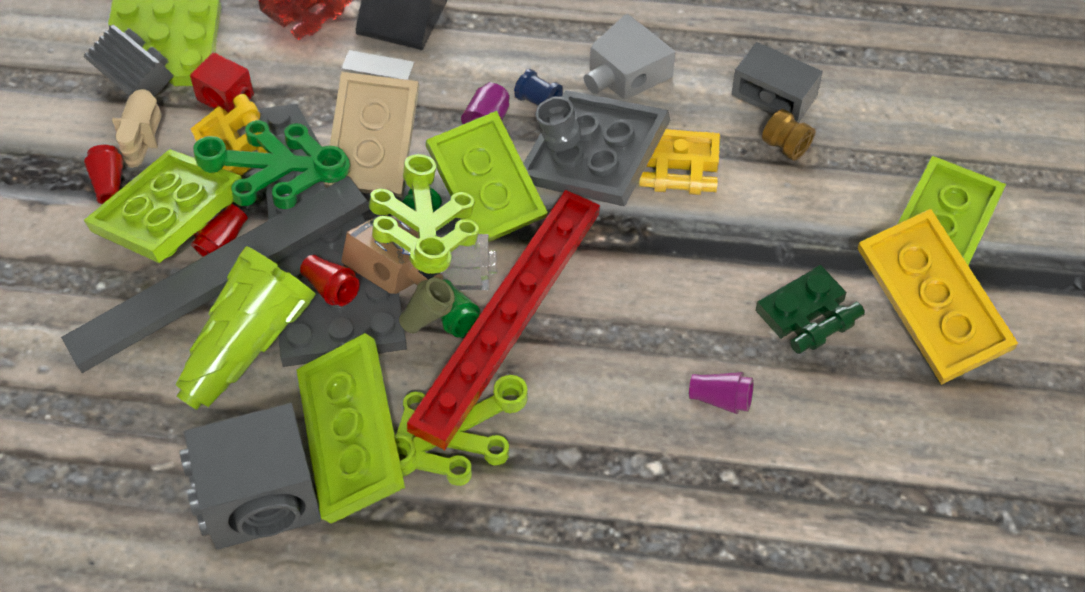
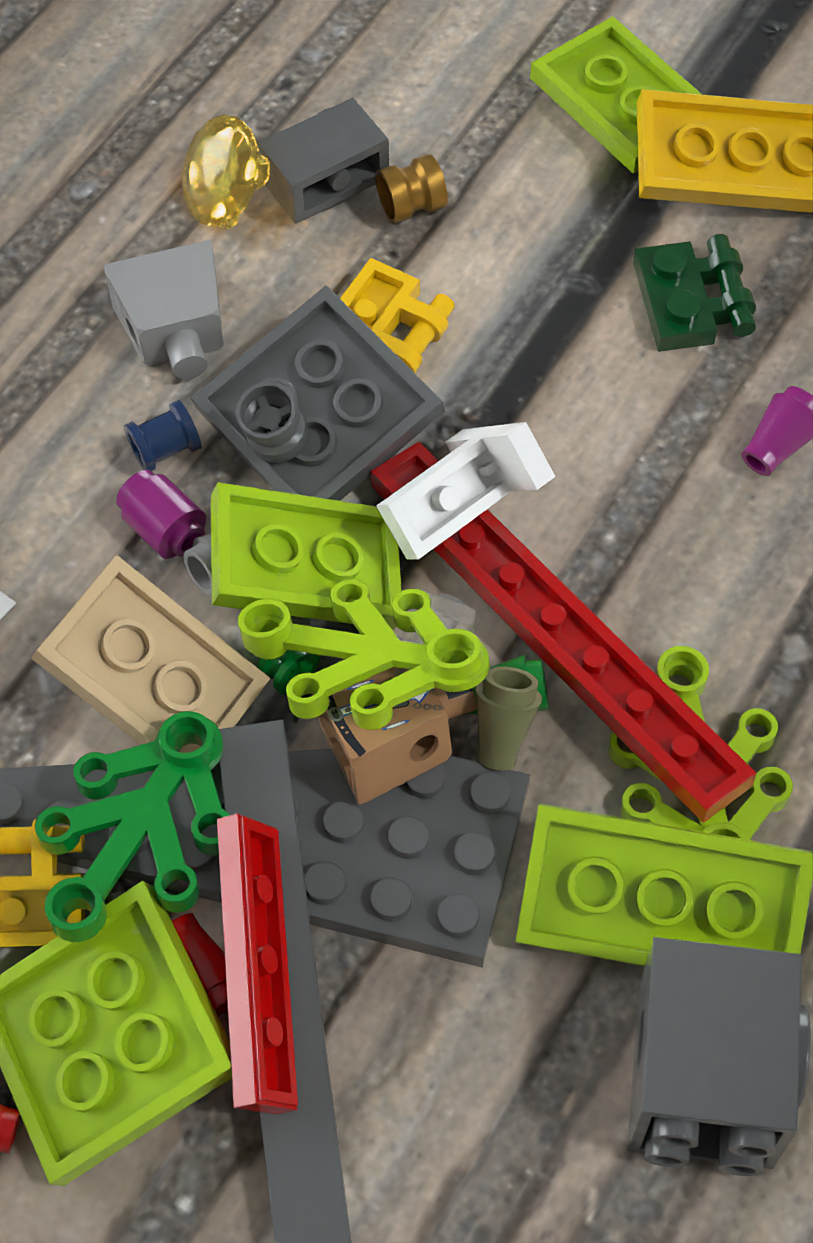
camera: 65 degrees left, 5 degrees up
(215, 242) = (256, 966): none -> red tile
(241, 324) = (428, 978): lime cone -> none
(332, 281) = (395, 828): red cone -> none
(563, 225) = (463, 484): none -> white bracket
(734, 40) = (222, 171): none -> clear yellow dish

